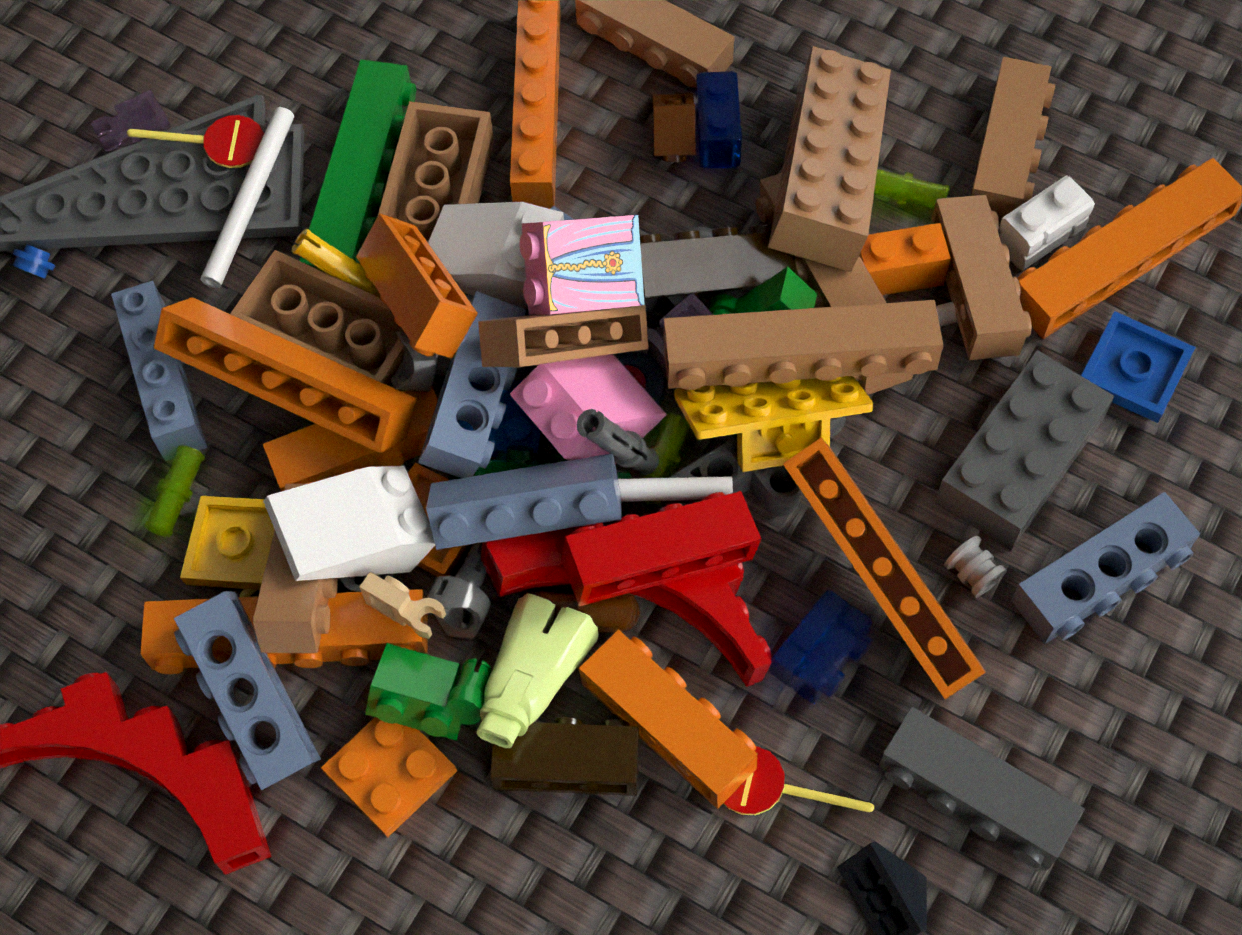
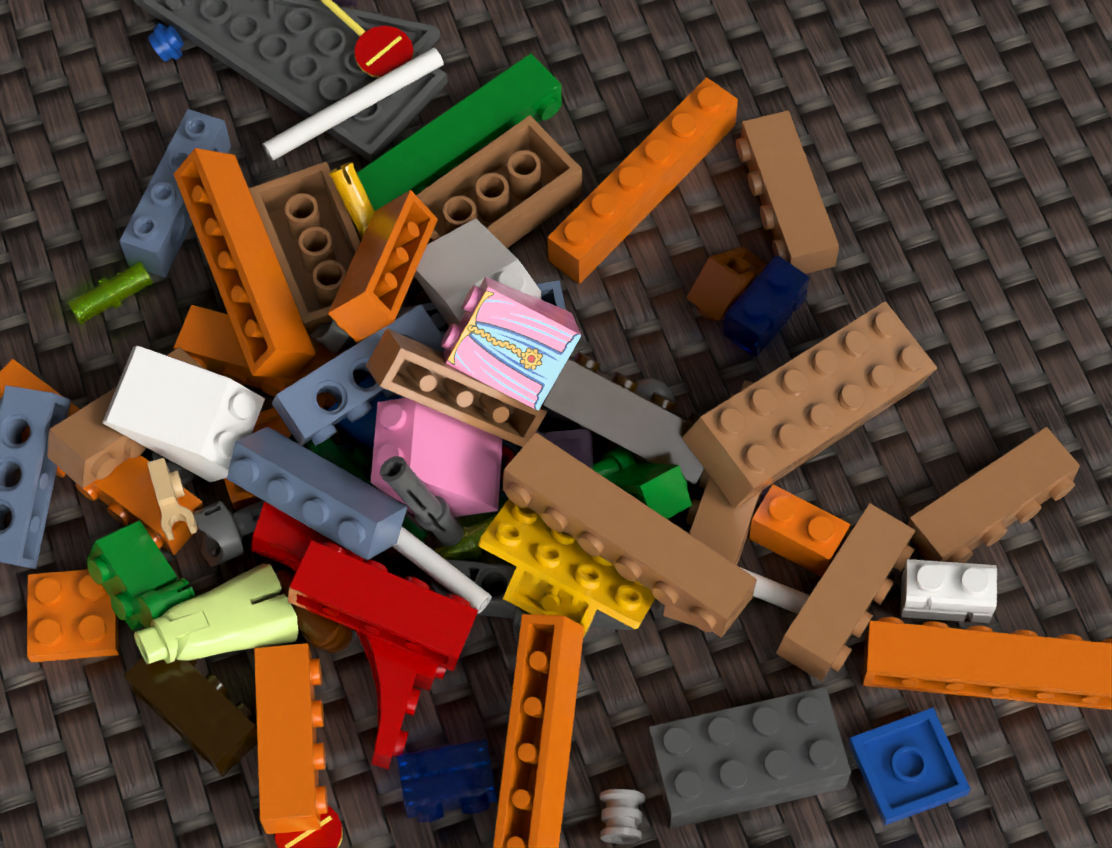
camera: 40 degrees right, 0 degrees up
(228, 543) = (101, 357): yellow plate -> none
(909, 189) = (865, 474): clear neon green pin -> none

